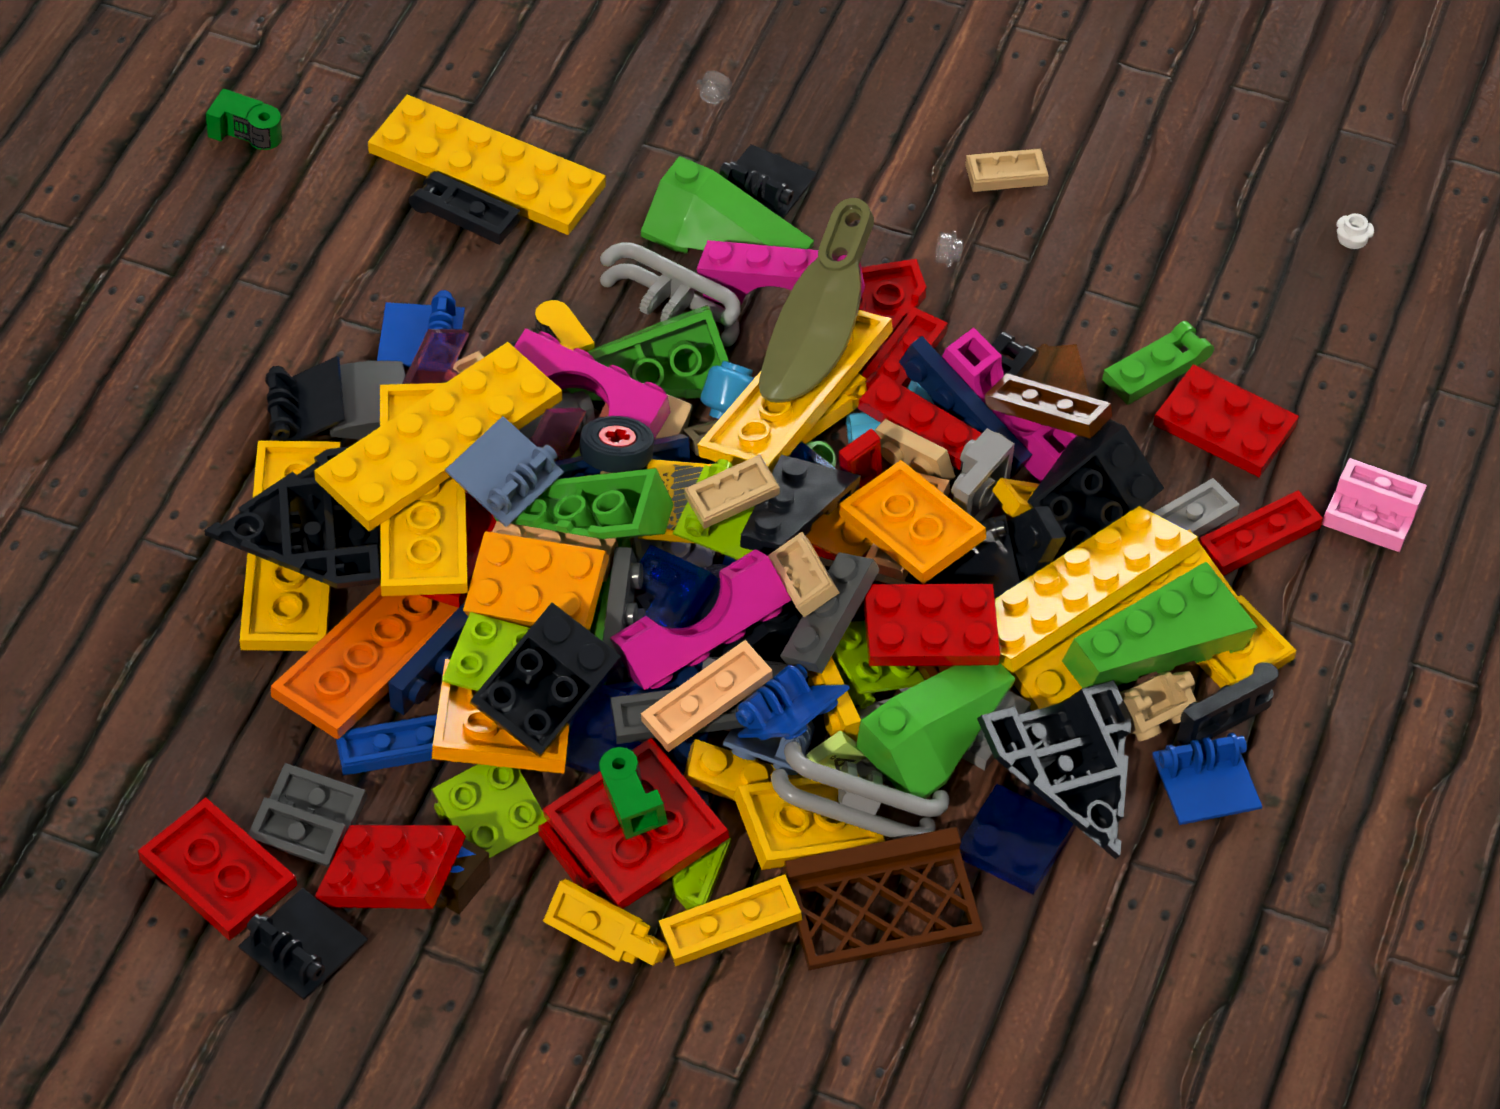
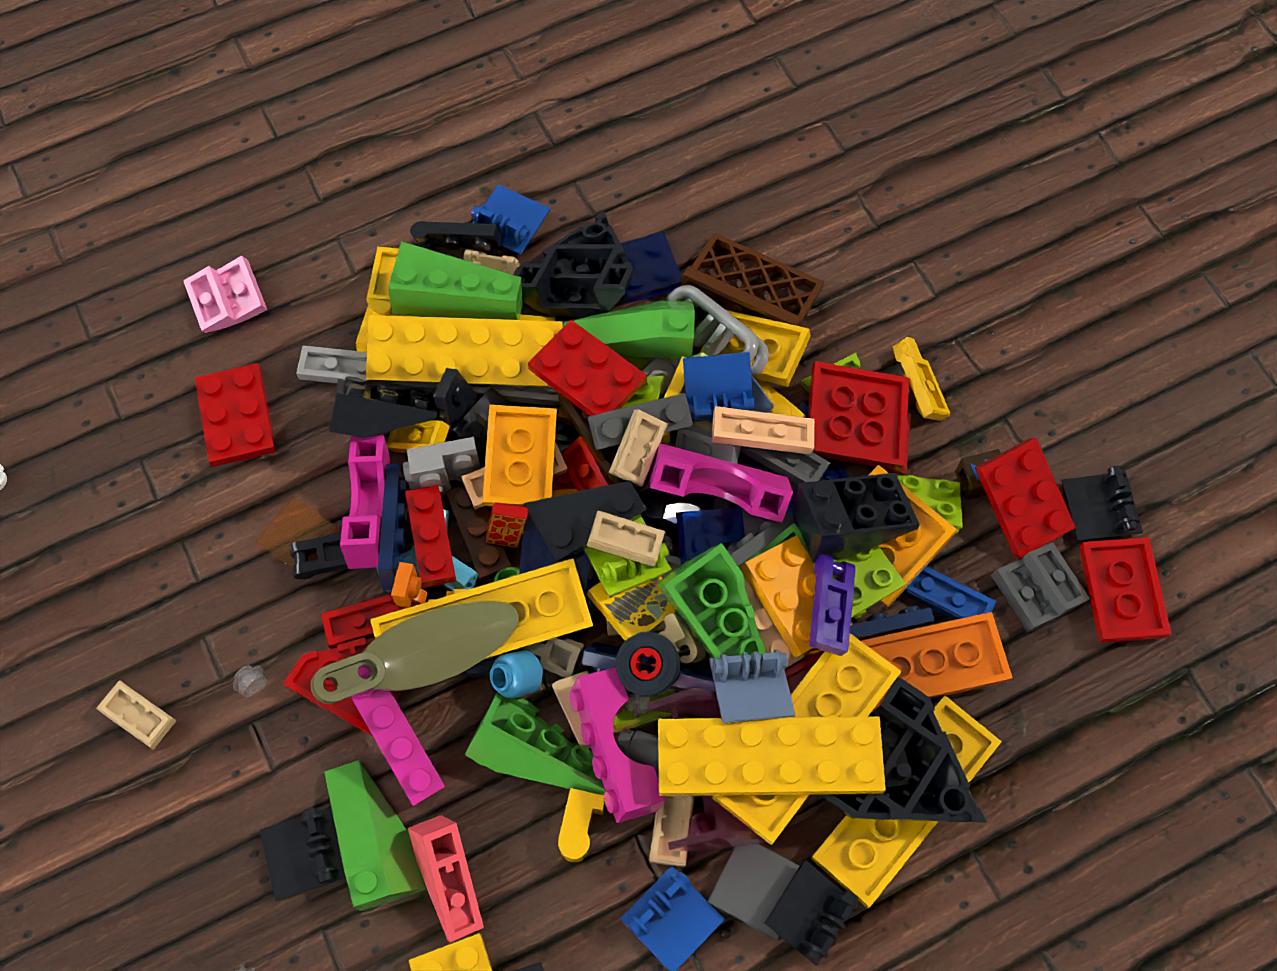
camera: 135 degrees left, 15 degrees up
(492, 580) = (832, 605): none -> dark purple plate
(633, 807) = (862, 408): green leg -> none
(652, 228) = (446, 875): none -> coral slope
(674, 283) = (458, 788): light grey piece -> none
(730, 920) = (849, 329): yellow plate -> none
(888, 355) = (407, 586): none -> orange plate
(914, 450) = (457, 505): tan plate -> none
(1048, 405) = (354, 461): reddish brown plate -> none
(1157, 363) = (225, 485): bright green plate -> none
(1261, 532) = (310, 325): red plate -> none

